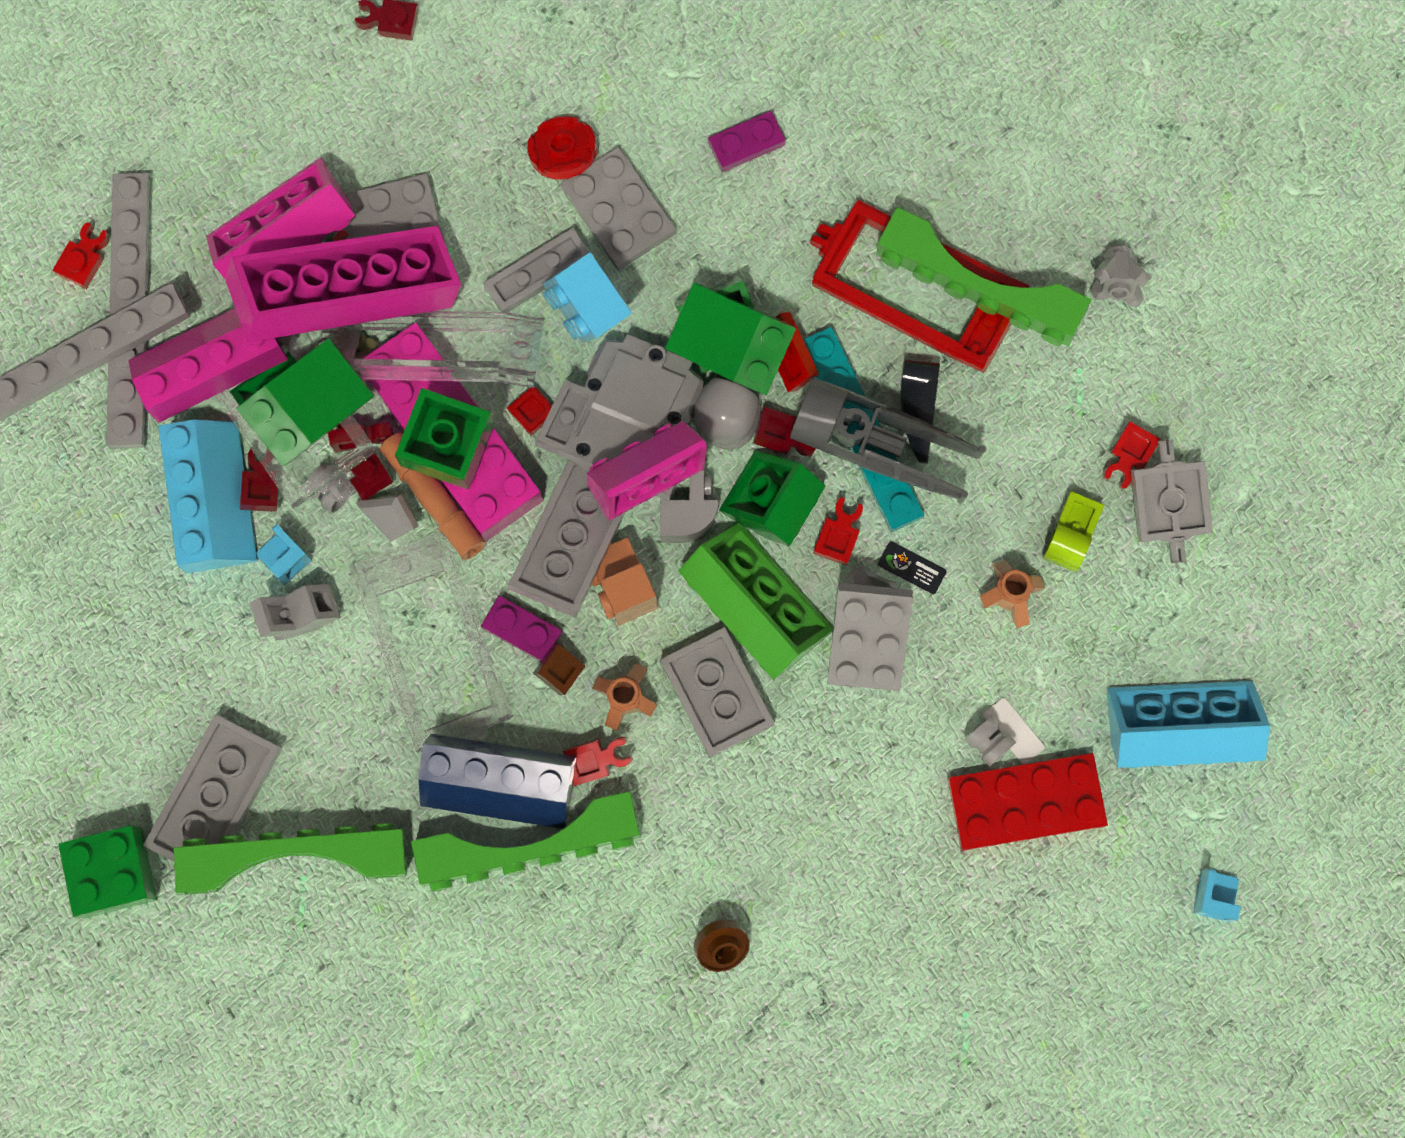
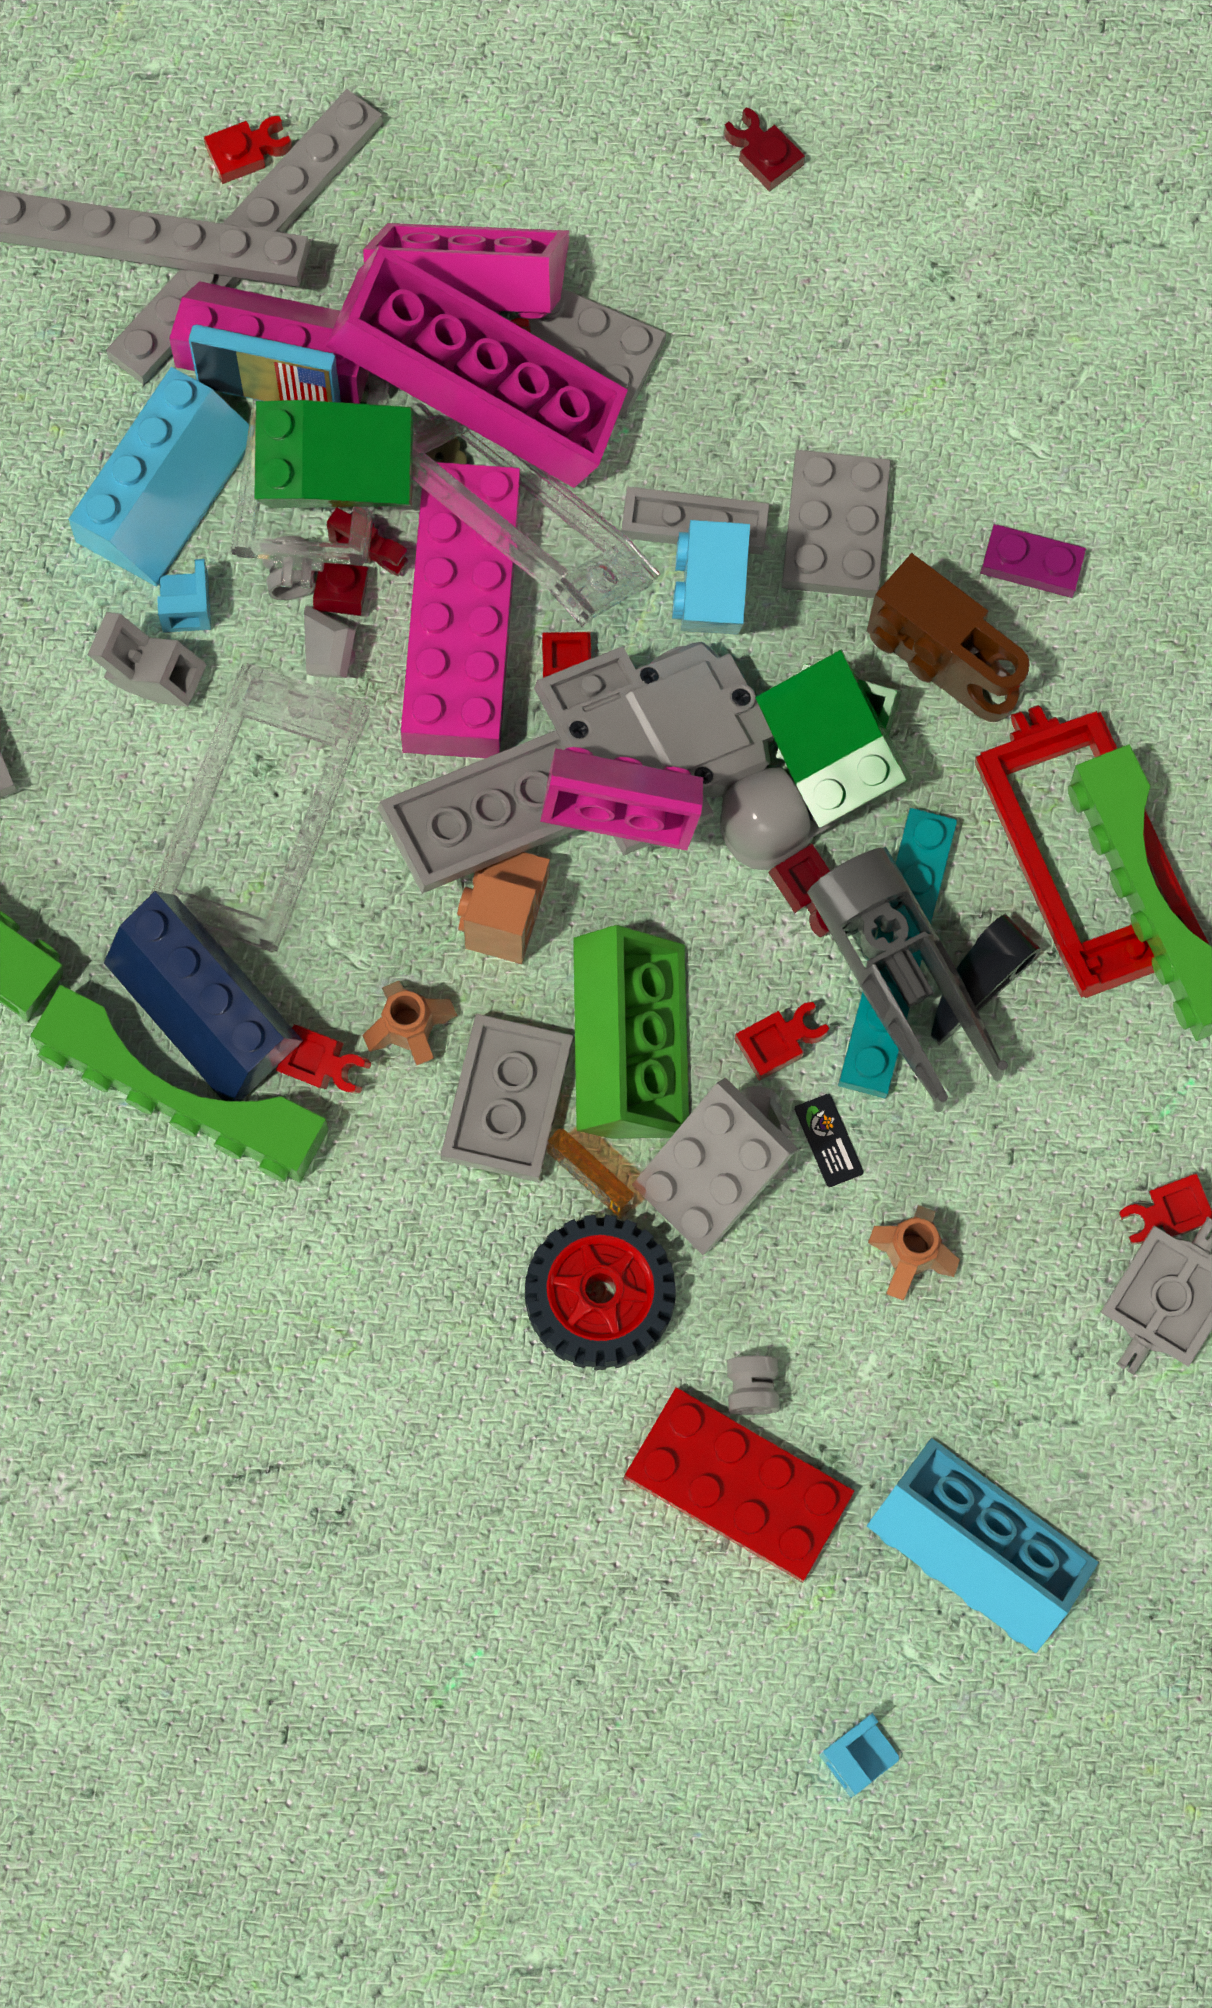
camera: 35 degrees right, 5 degrees down
(219, 383) = (262, 367): none -> tile
(257, 488) = (215, 512): dark red plate -> none
(438, 504) = (387, 660): nougat piece -> none
(444, 438) = (442, 601): green brick -> none
(520, 628) = (362, 869): magenta plate -> none
(559, 669) = (363, 939): reddish brown plate -> none
(562, 148) = (829, 415): red tile -> none
(689, 519) = (639, 898): light grey brick -> none
(721, 945) = (284, 1358): reddish brown plate -> none
(743, 227) = (946, 639): none -> reddish brown brick
(773, 497) = (741, 946): green slope -> none
(797, 365) = (888, 816): red plate -> none
(801, 696) = (590, 1173): none -> clear orange tile
(883, 738) = (591, 1331): none -> wheel
(1011, 723) = (793, 1384): white sticker -> none
(1073, 532) = (1034, 1241): lime plate -> none

